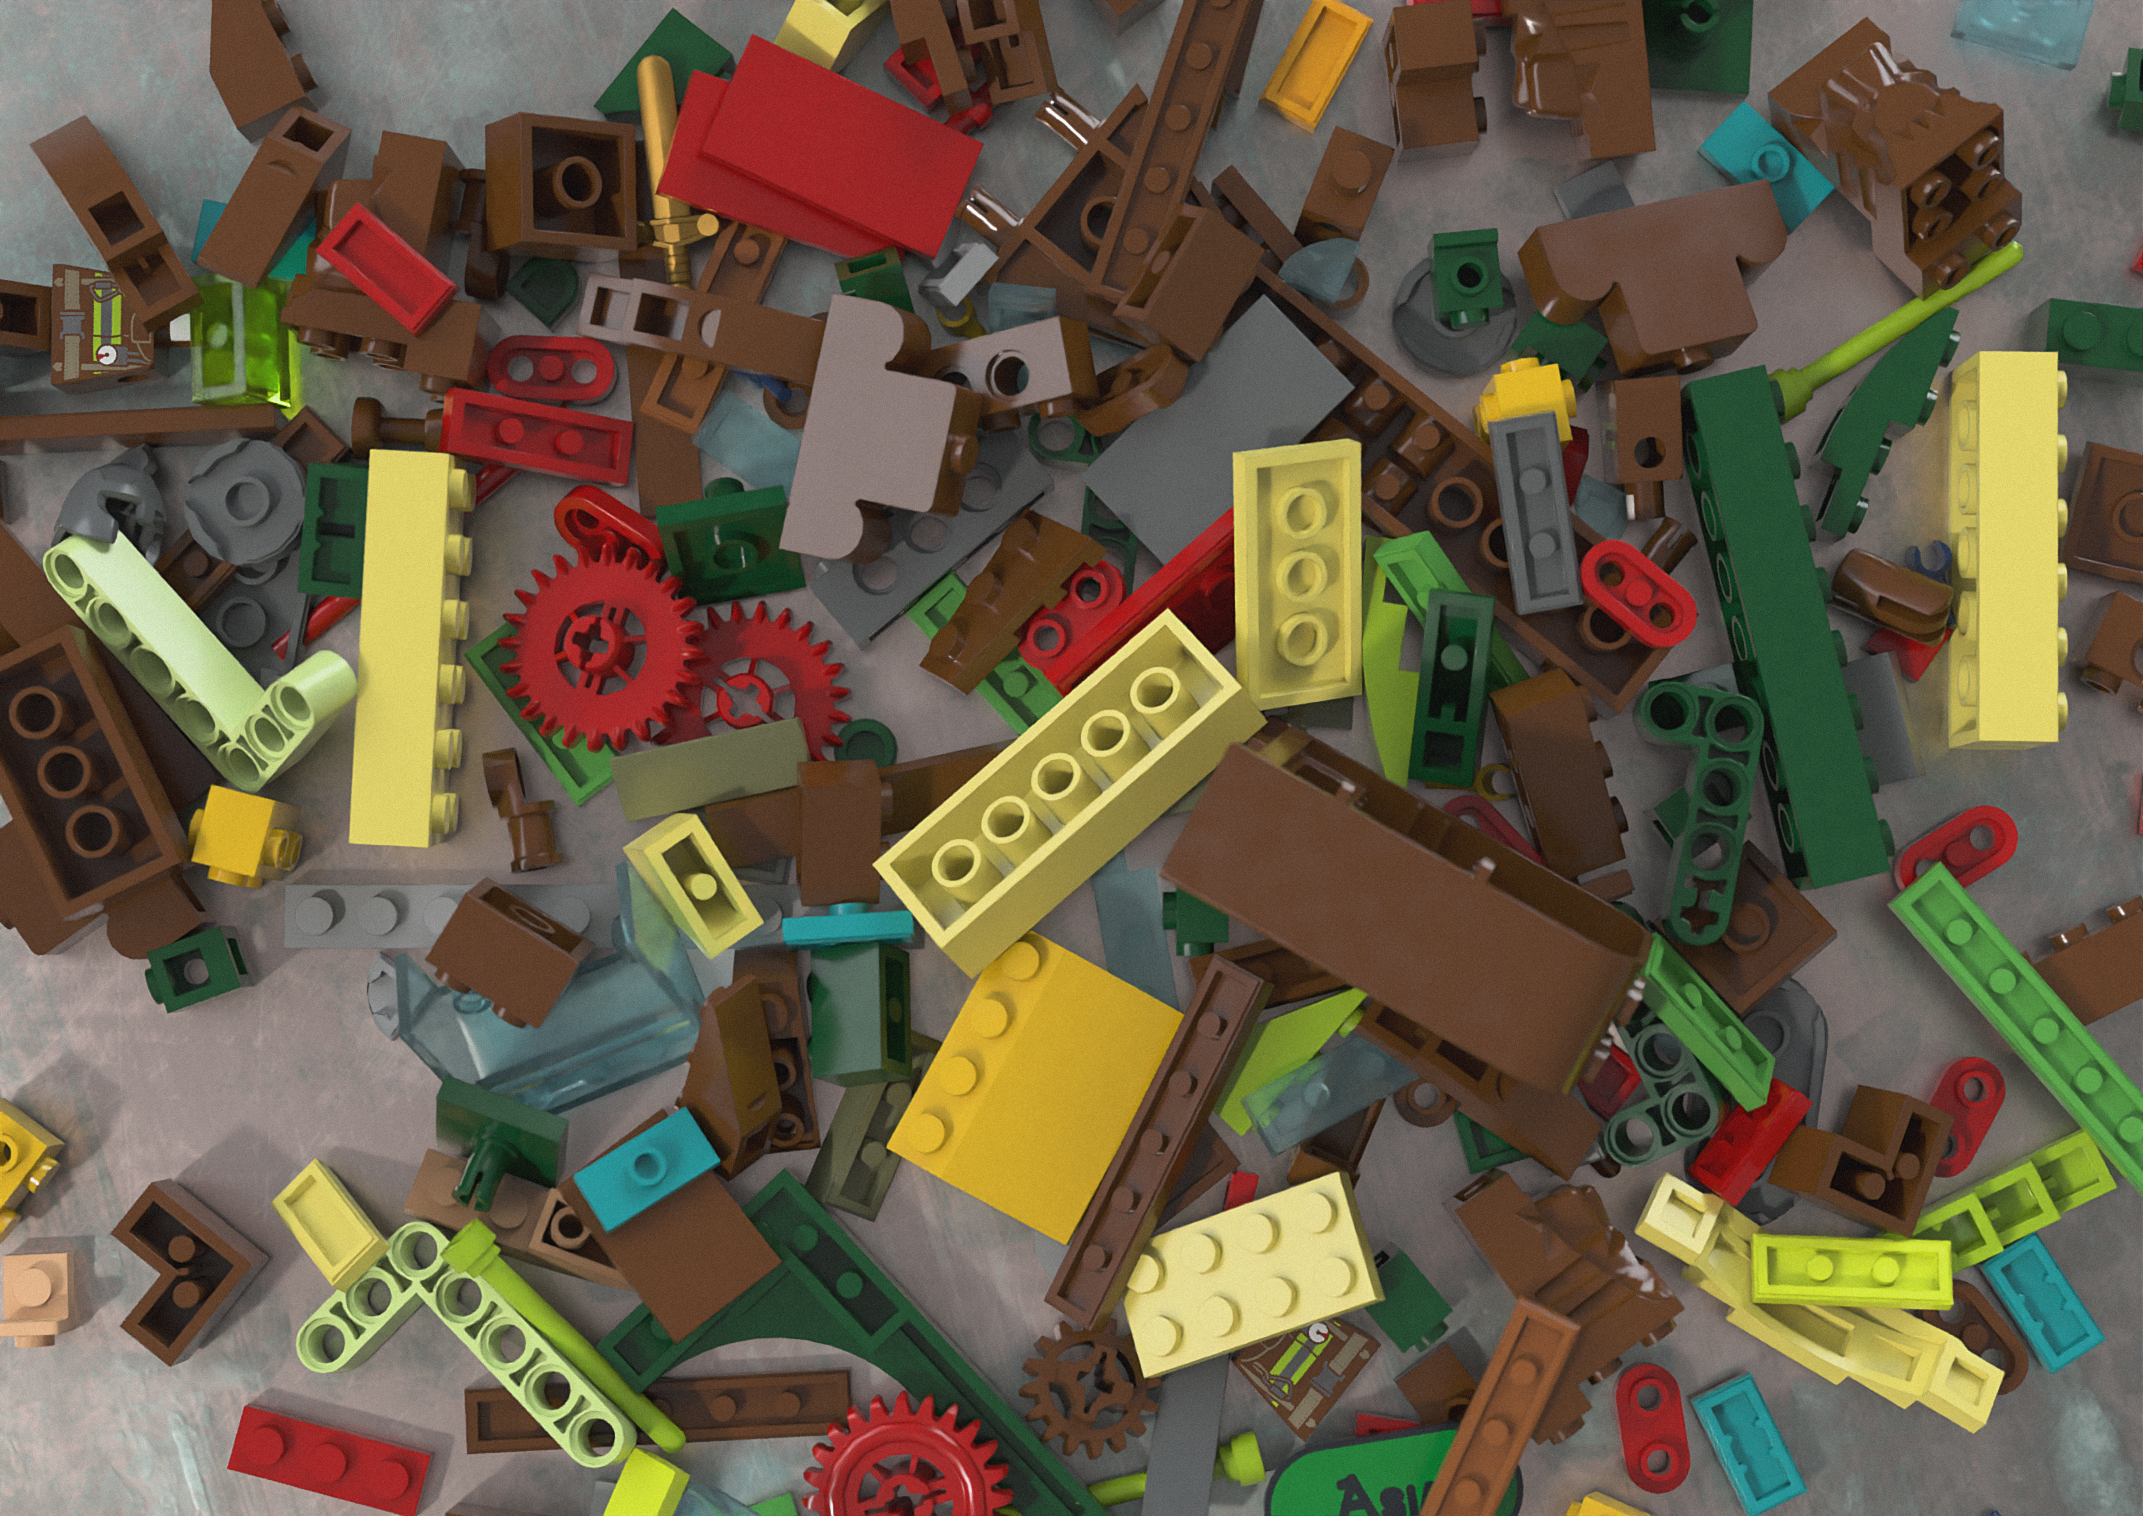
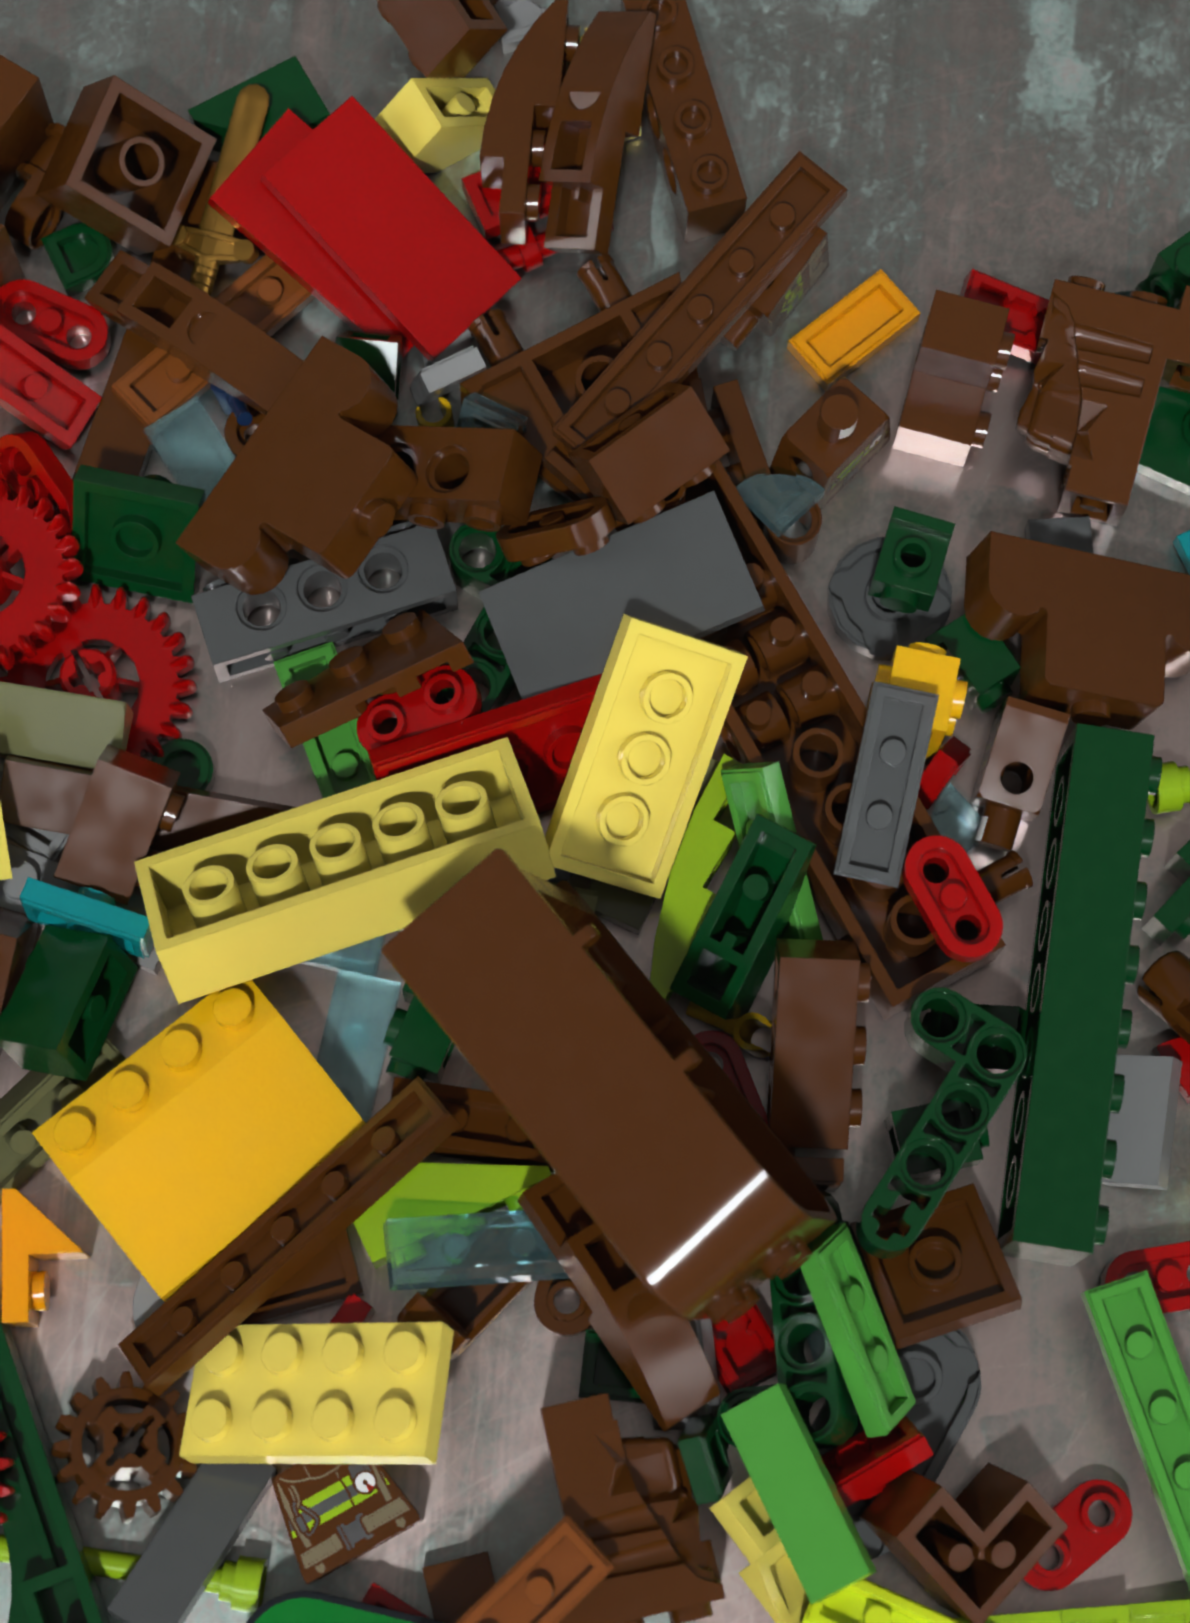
camera: 20 degrees right, 10 degrees down
(919, 1237) = (26, 1240): none -> light orange slope
(1412, 1306) = (459, 1484): dark green brick -> none
(1612, 1189) = (705, 1458): none -> dark green tile
(1710, 1189) = (798, 1493): none -> bright green tile

